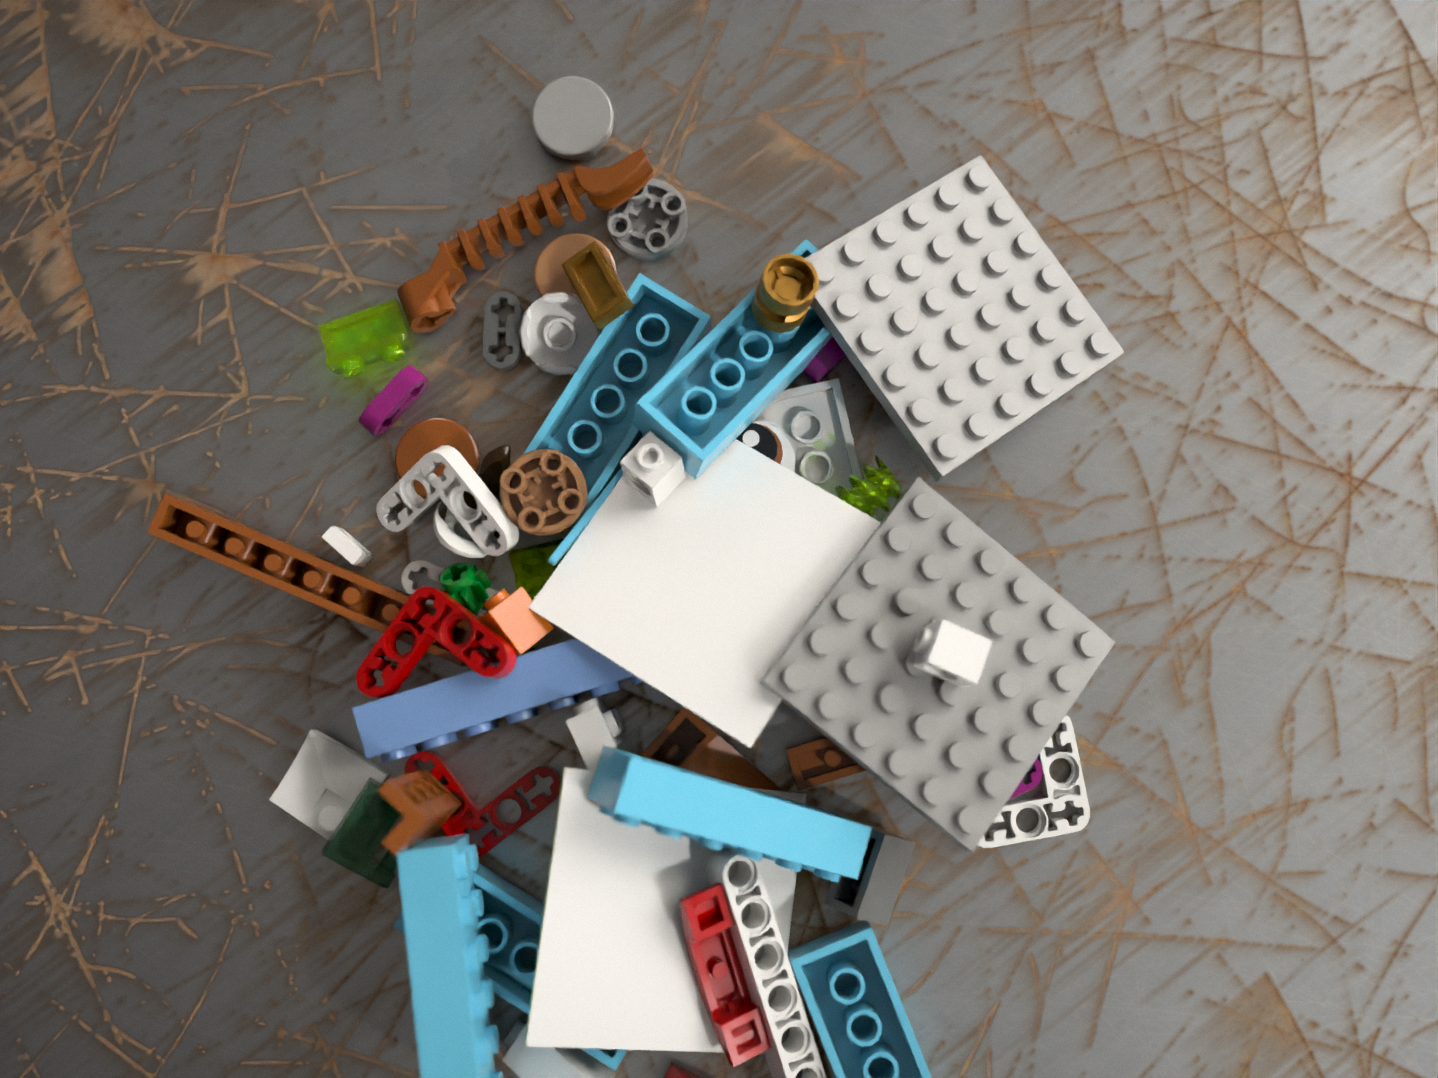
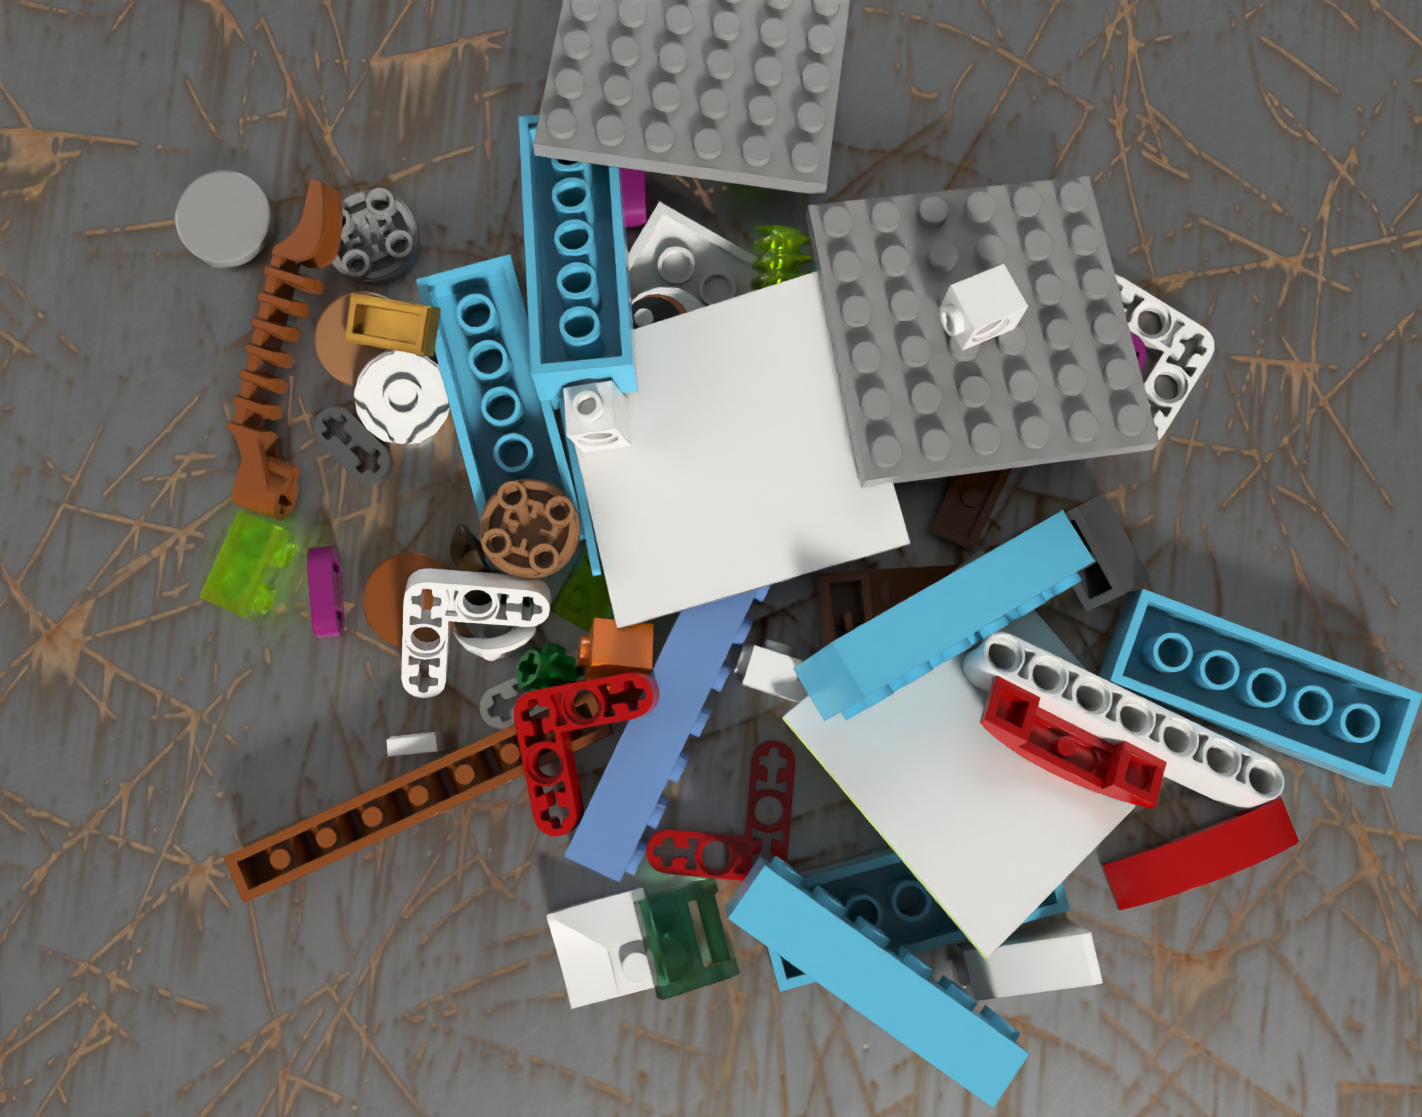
camera: 55 degrees left, 0 degrees up
(422, 803) = (704, 861): dark orange fence -> none
(784, 293) = (552, 169): pearl gold wheel -> none

